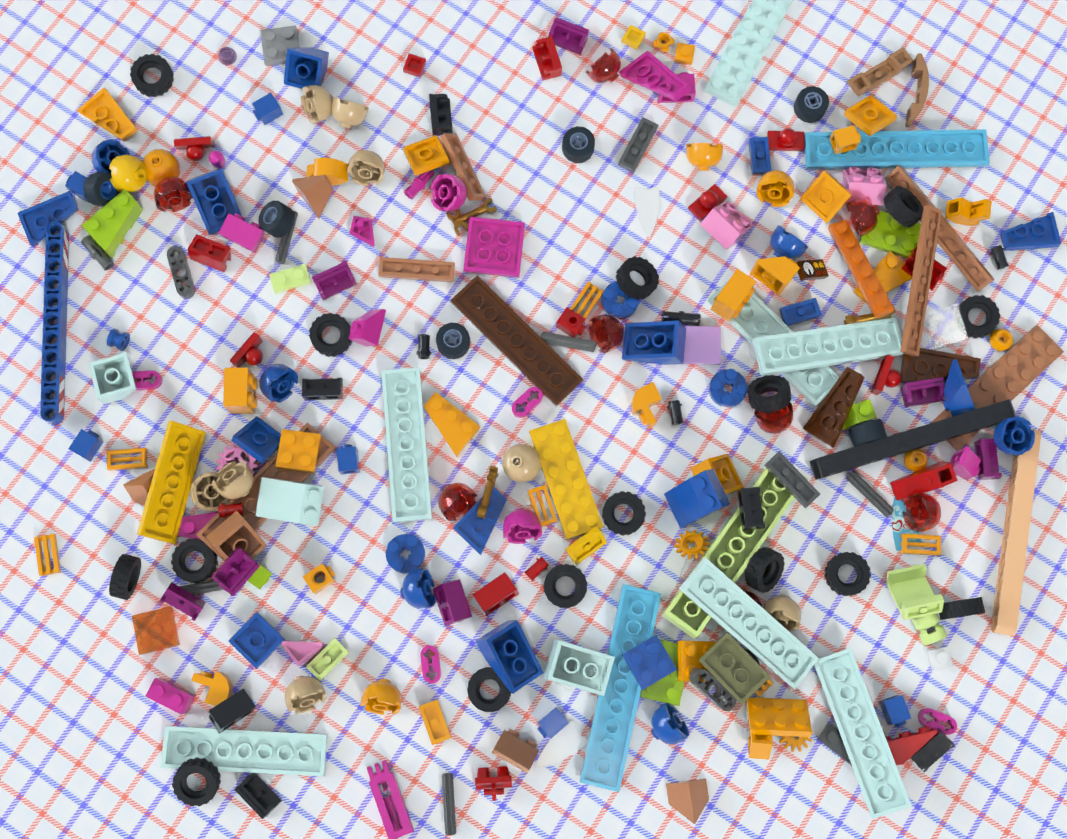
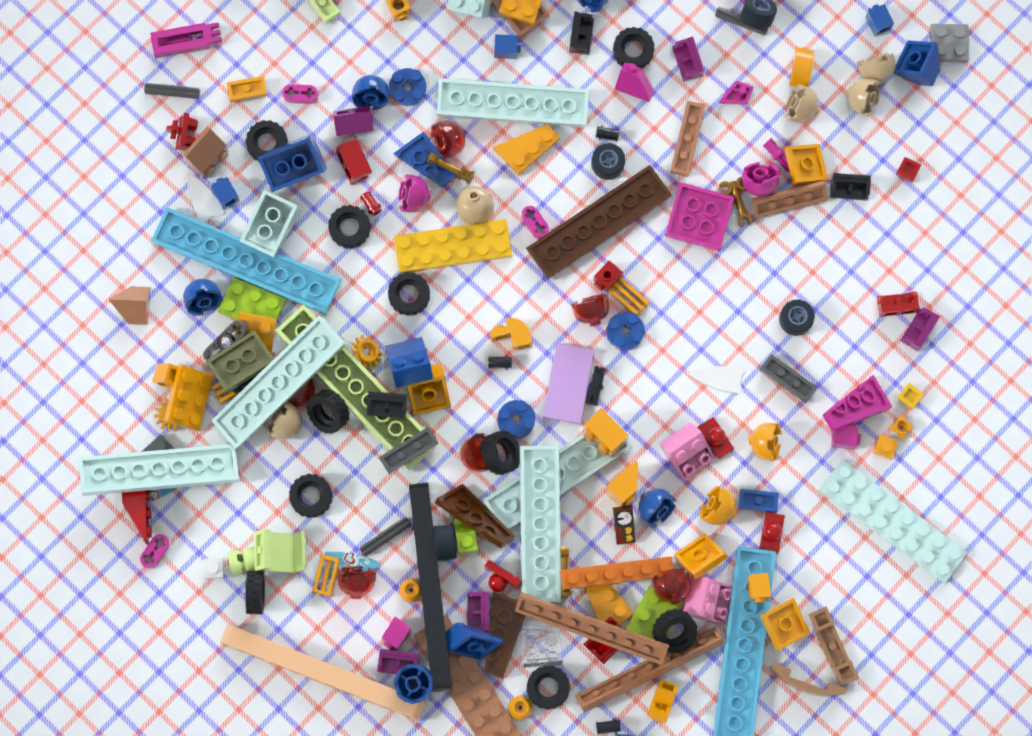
camera: 100 degrees right, 0 degrees up
(290, 278) = (698, 19): yellowish green plate -> none
(314, 191) = (781, 50): nougat slope -> none
(381, 697) = (278, 44): light orange cylinder -> none
(547, 521) = (430, 220): light orange tile -> none
(569, 342) = (589, 272): dark grey axle -> none
(586, 545) = (383, 252): yellow plate -> none
(605, 68) = (877, 358): clear red cylinder -> none
(645, 269) = (628, 347): black tyre -> none
(649, 662) = (262, 288): blue plate -> none
(654, 342) = (572, 352): blue slope -> none
(800, 312) = (582, 506): blue plate -> none
(811, 104) = (807, 565): black wheel -> none
(895, 710) = (172, 511): blue brick -> none
(924, 480) = (388, 590): red slope -> none
(932, 750) = (128, 536): black hinge -> none

